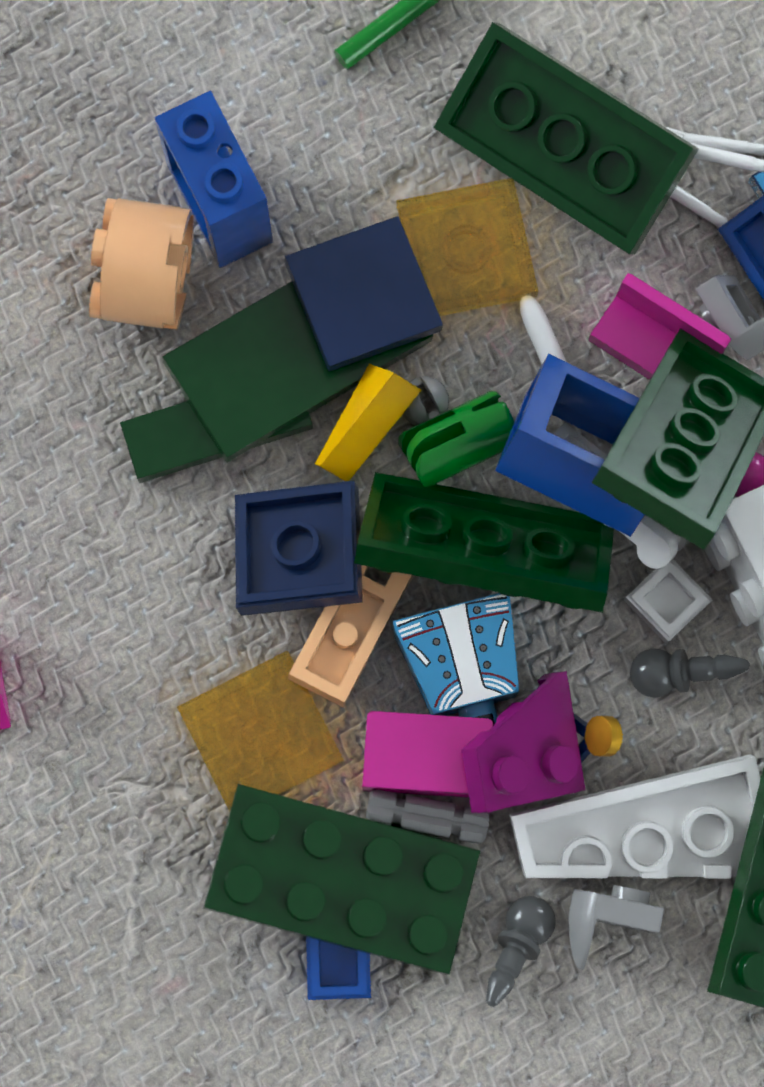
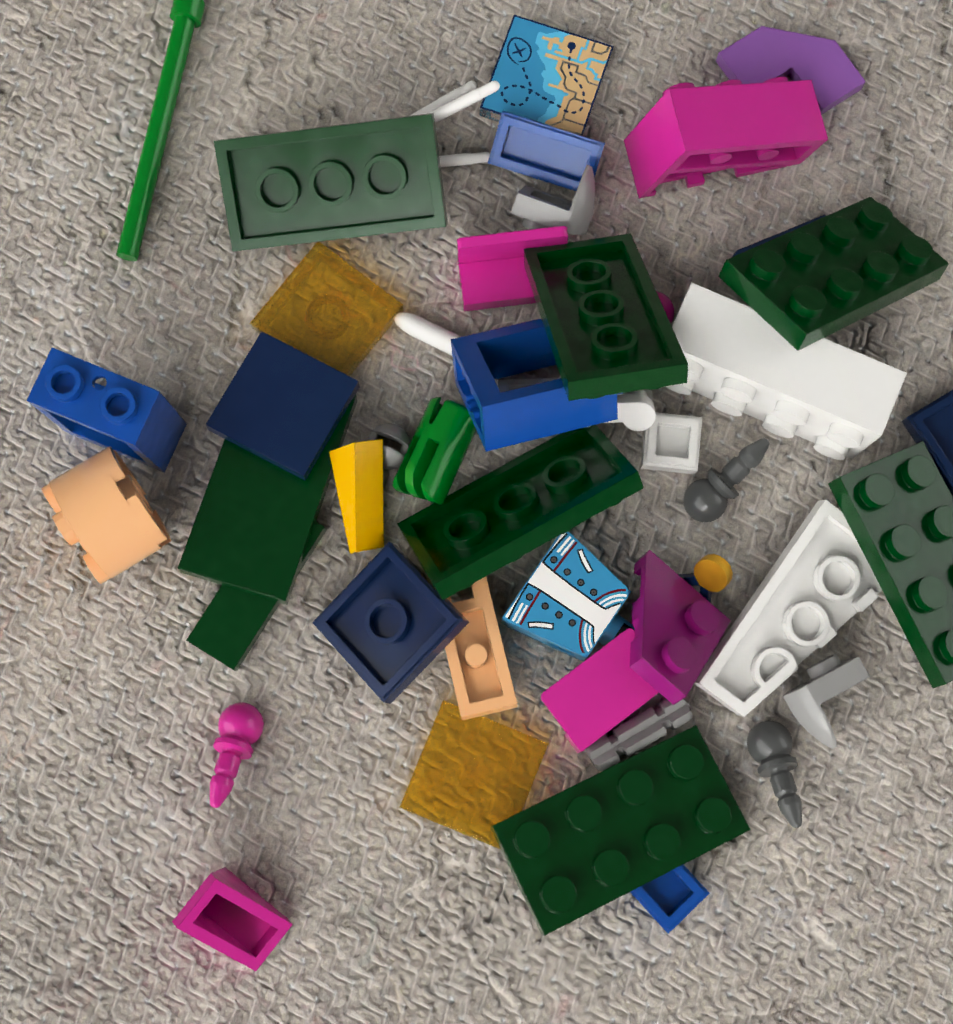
camera: 40 degrees left, 0 degrees up
(101, 532) = (238, 728): none -> dark pink bar

